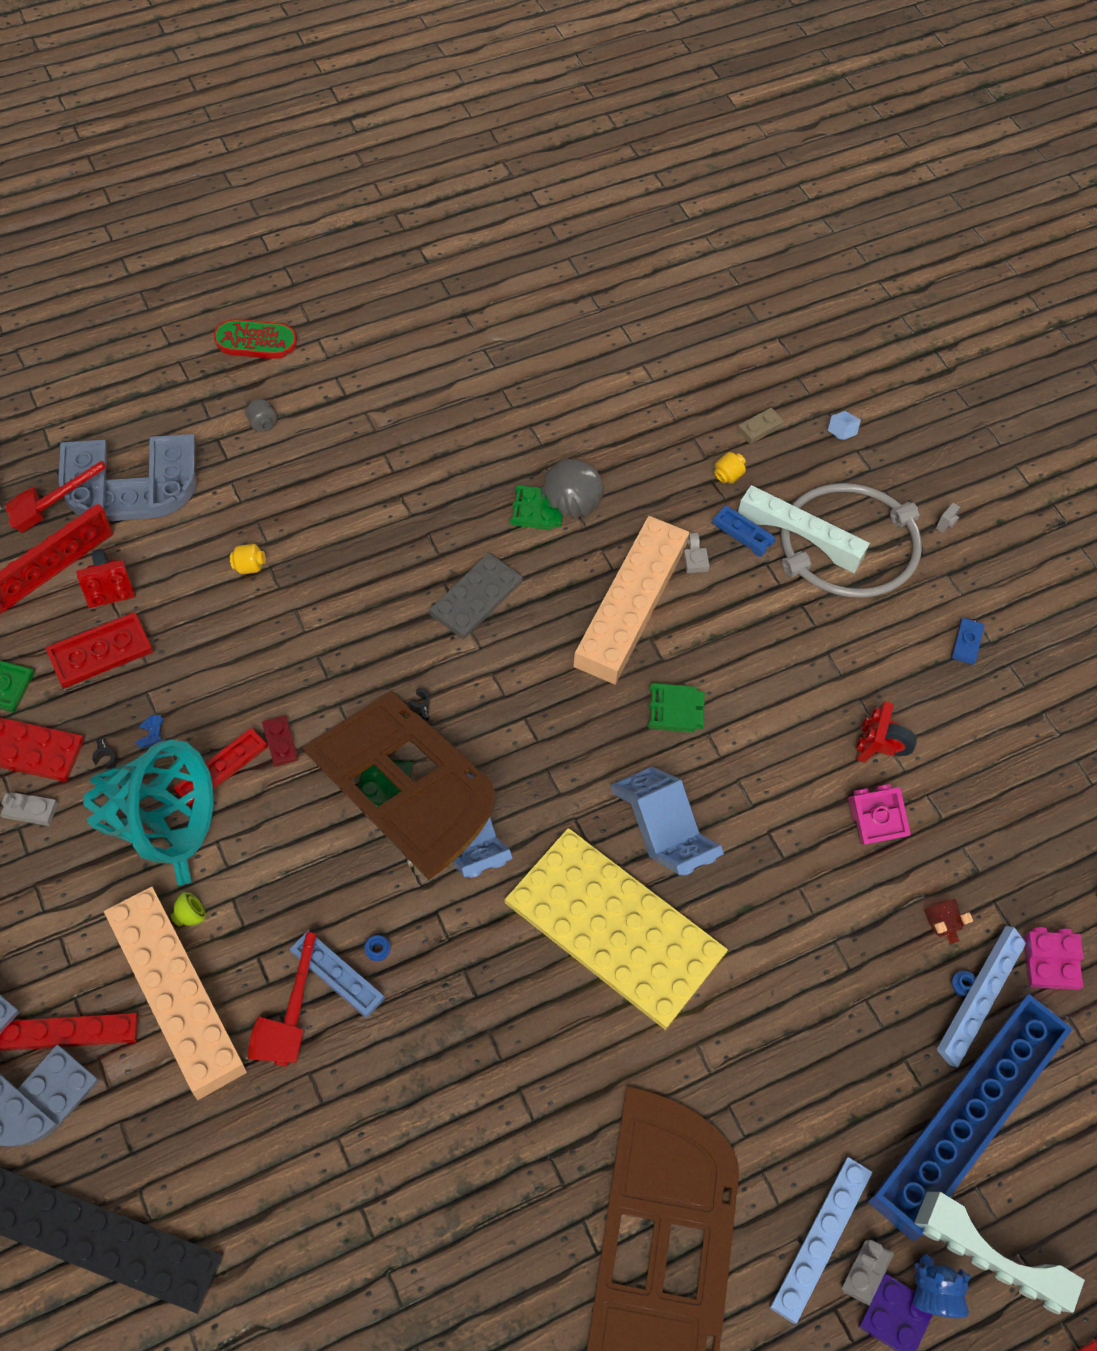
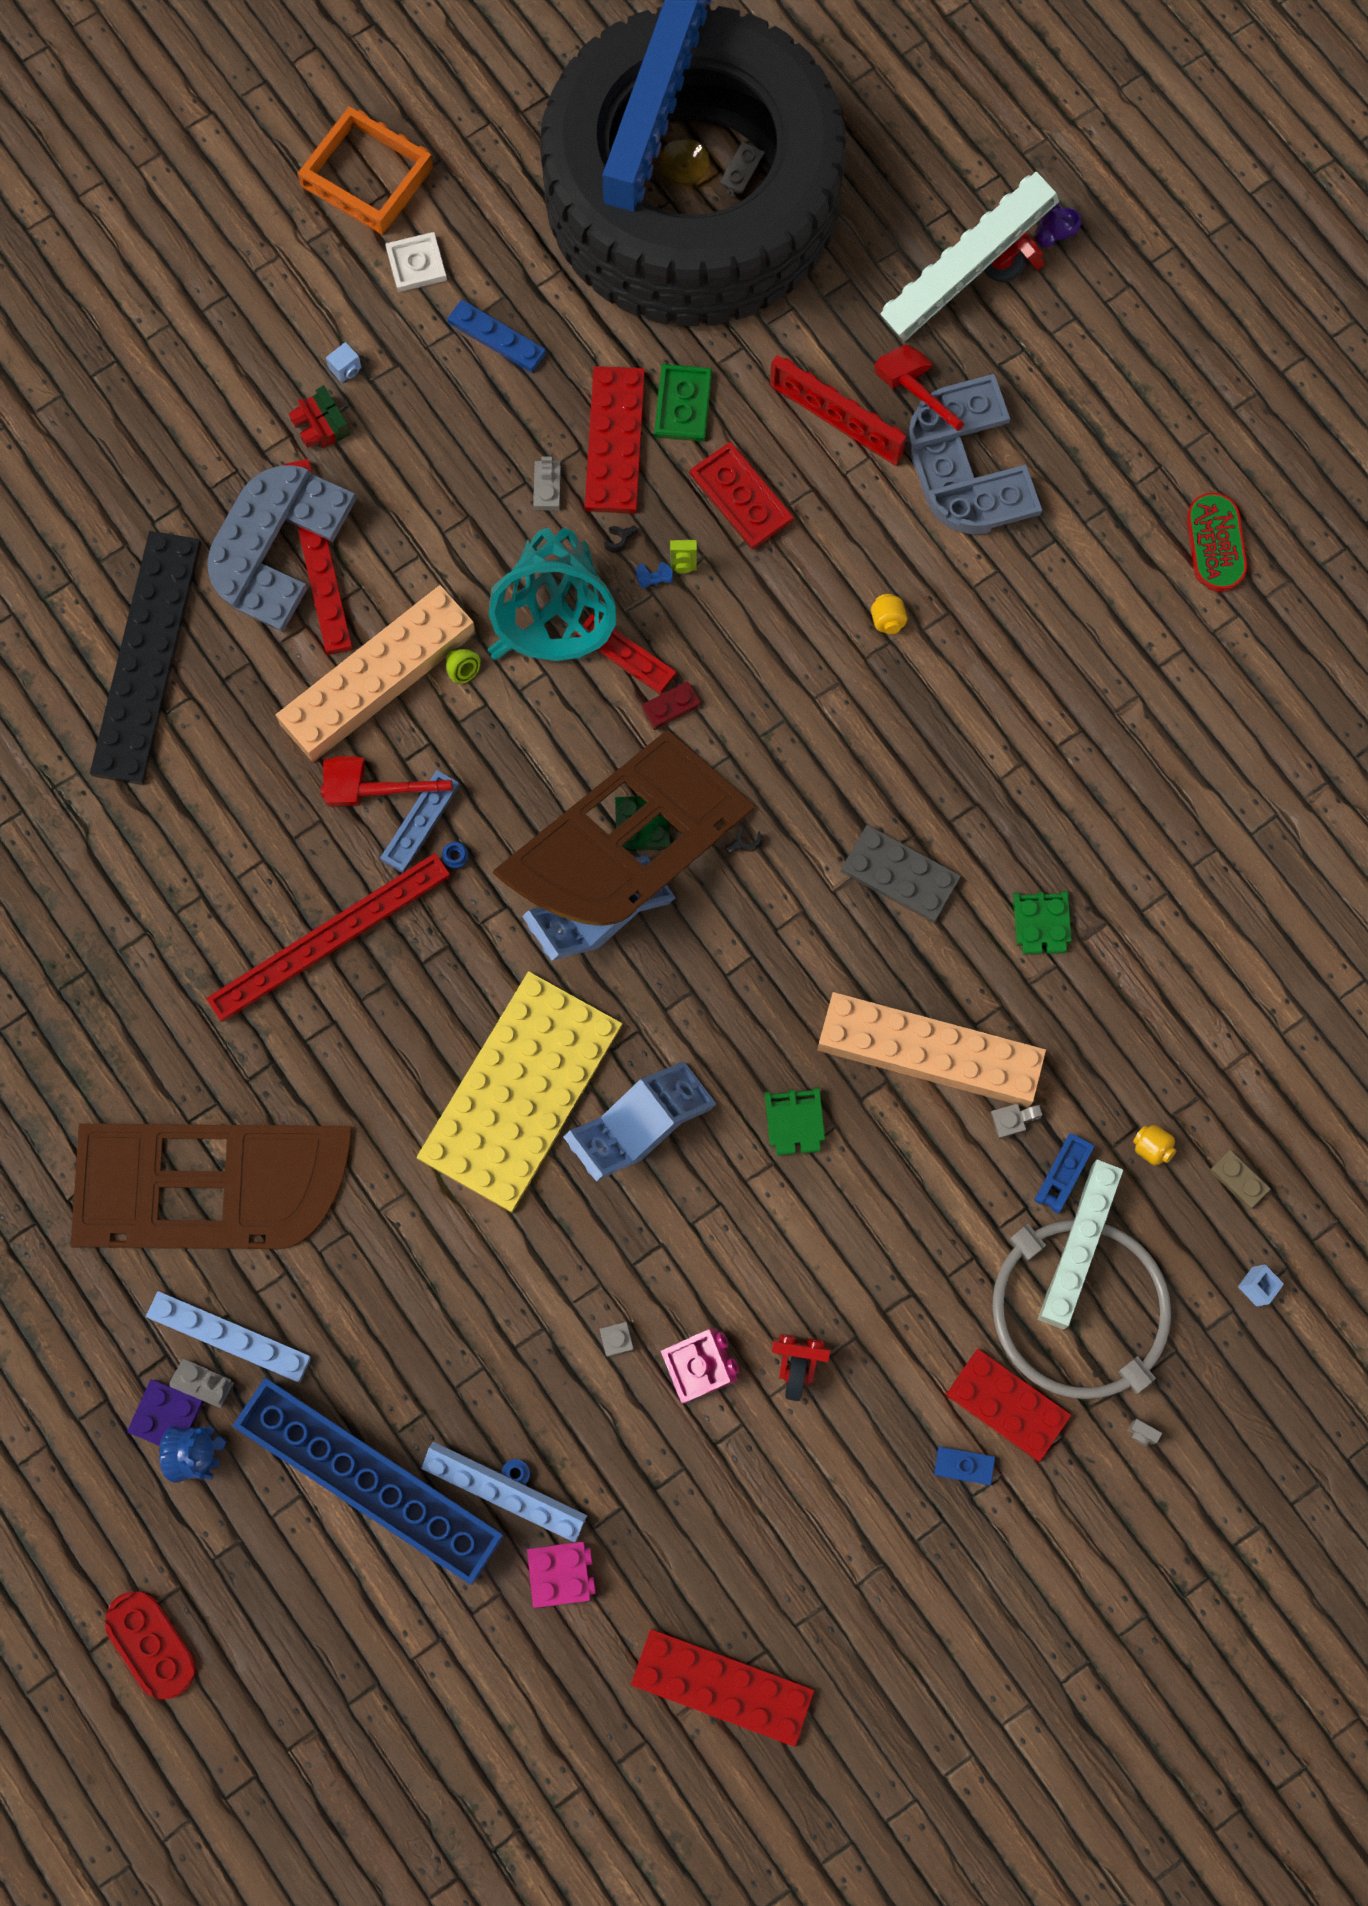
camera: 85 degrees right, 15 degrees up
(104, 581) = (824, 473): red plate -> none
(144, 698) = (683, 555): none -> lime plate
(260, 415) = (1096, 577): dark grey head -> none
(437, 1085) = (328, 937): none -> red plate
(573, 488) = (1068, 954): dark grey piece -> none
(849, 881) = (616, 1339): none -> light grey plate
(921, 603) = (1008, 1405): none -> red plate
(946, 920) = (584, 1448): clear red piece -> none
(949, 1221) = (210, 1562): light aqua arch -> none

